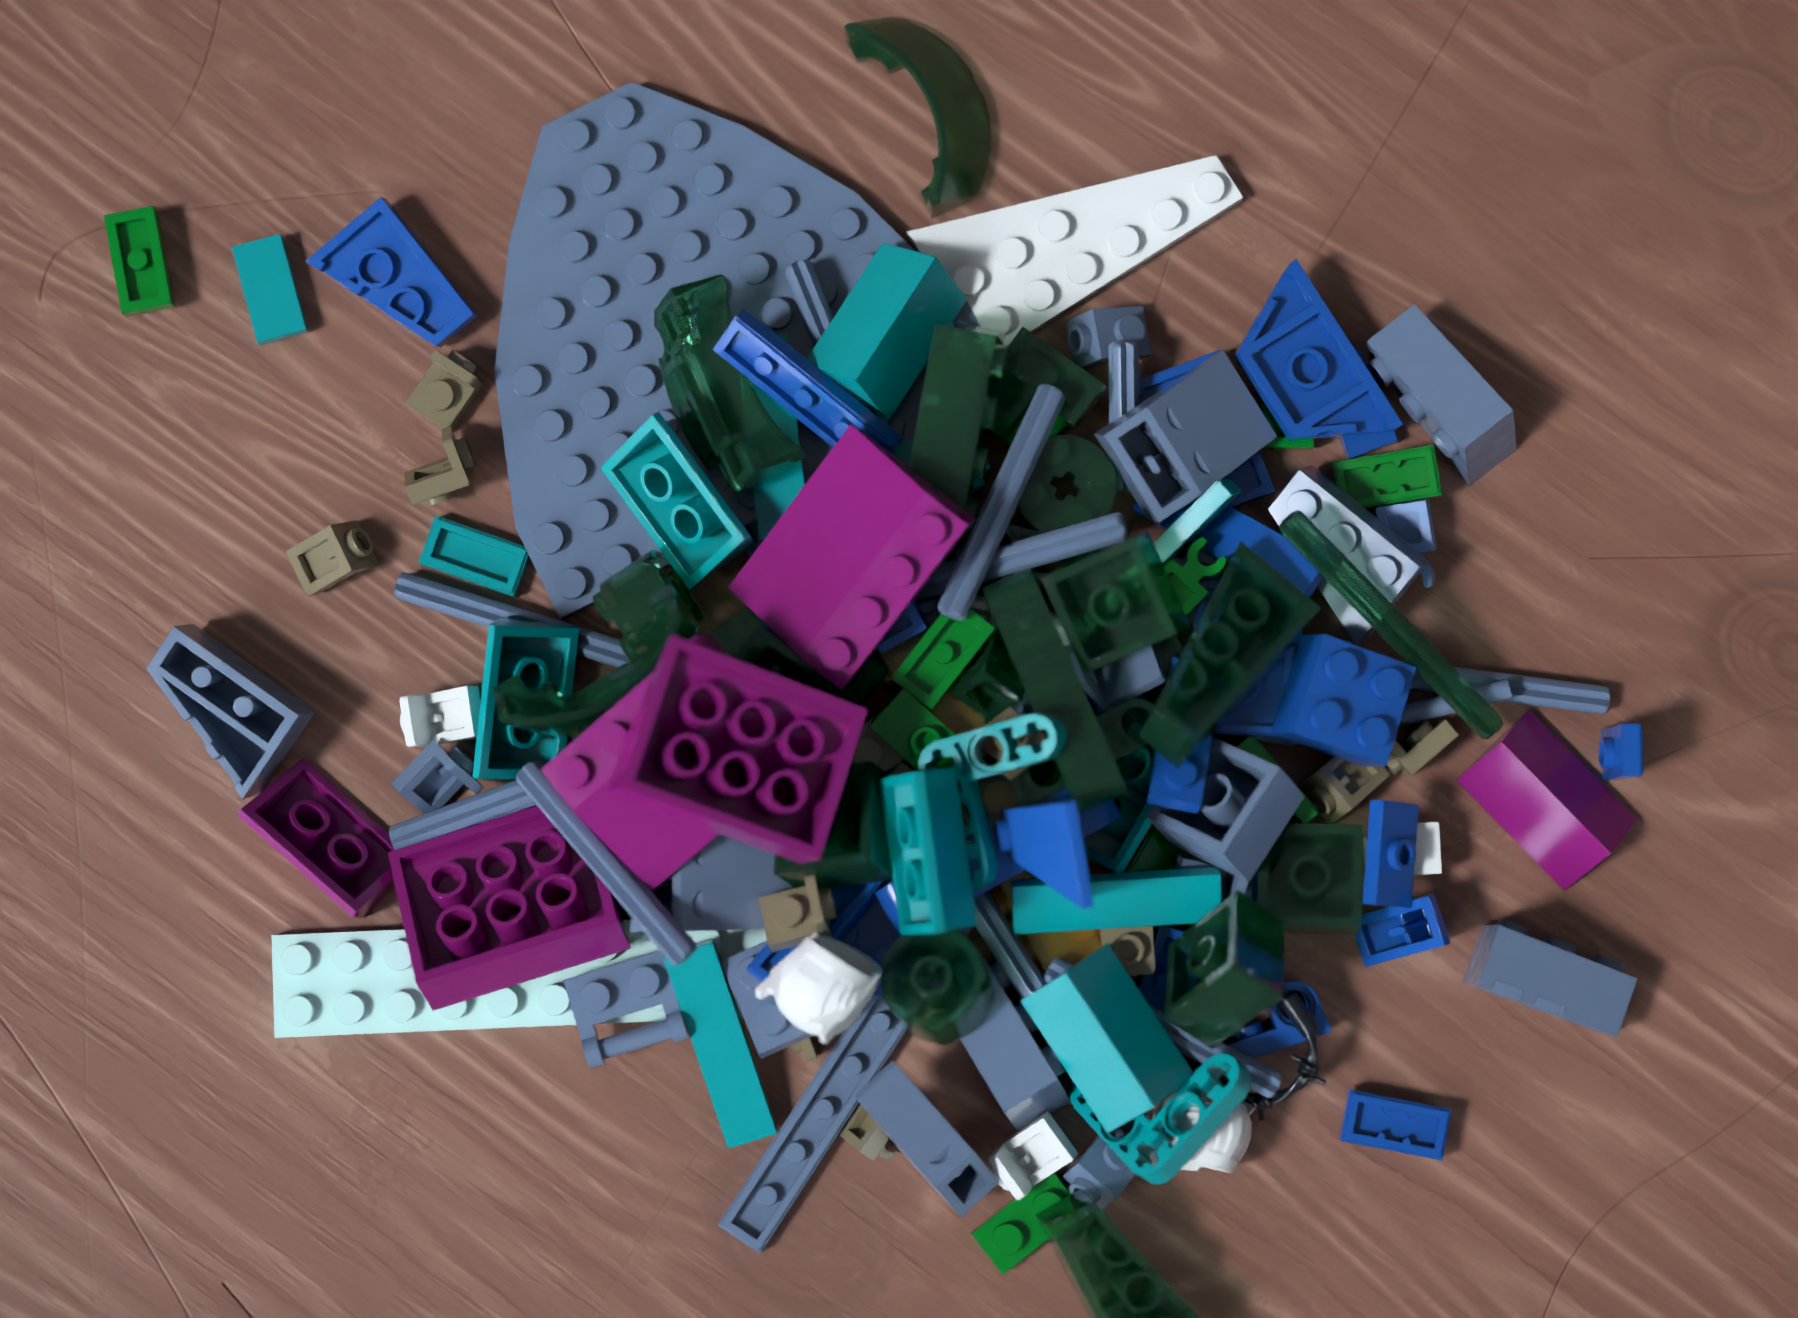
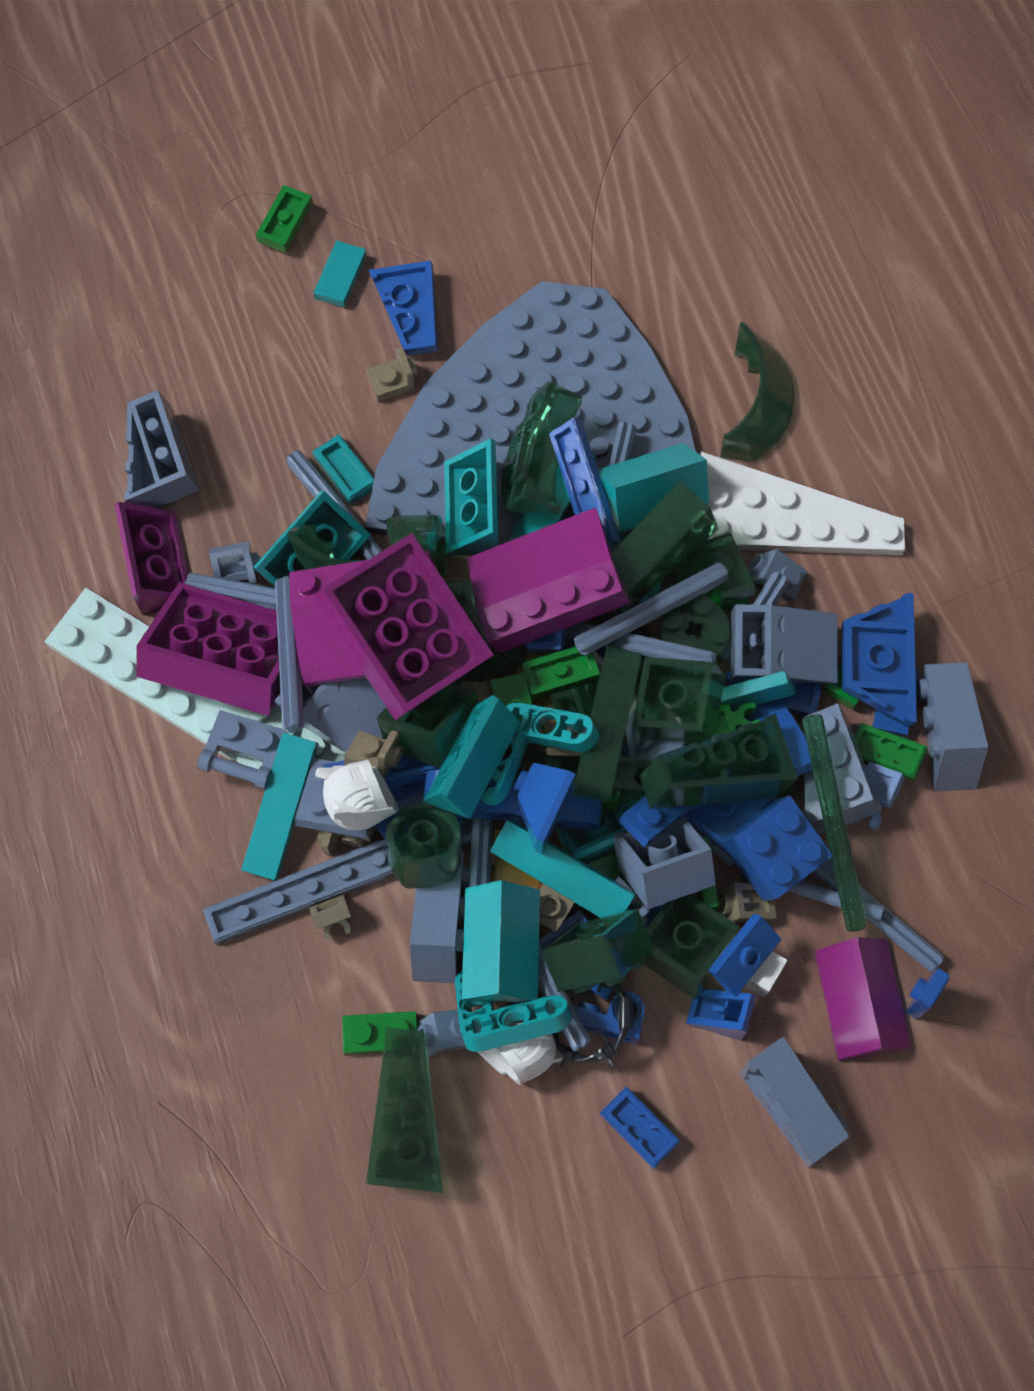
camera: 30 degrees right, 15 degrees down
(332, 556) = (269, 417): dark tan bracket -> none
(439, 479) = (353, 416): dark tan bracket -> none
(440, 716) = (259, 531): white bracket -> none
(926, 1139) = (354, 933): sand blue slope -> none
(1031, 1155) = (409, 993): white bracket -> none
(1424, 744) = (807, 915): dark tan bracket -> none

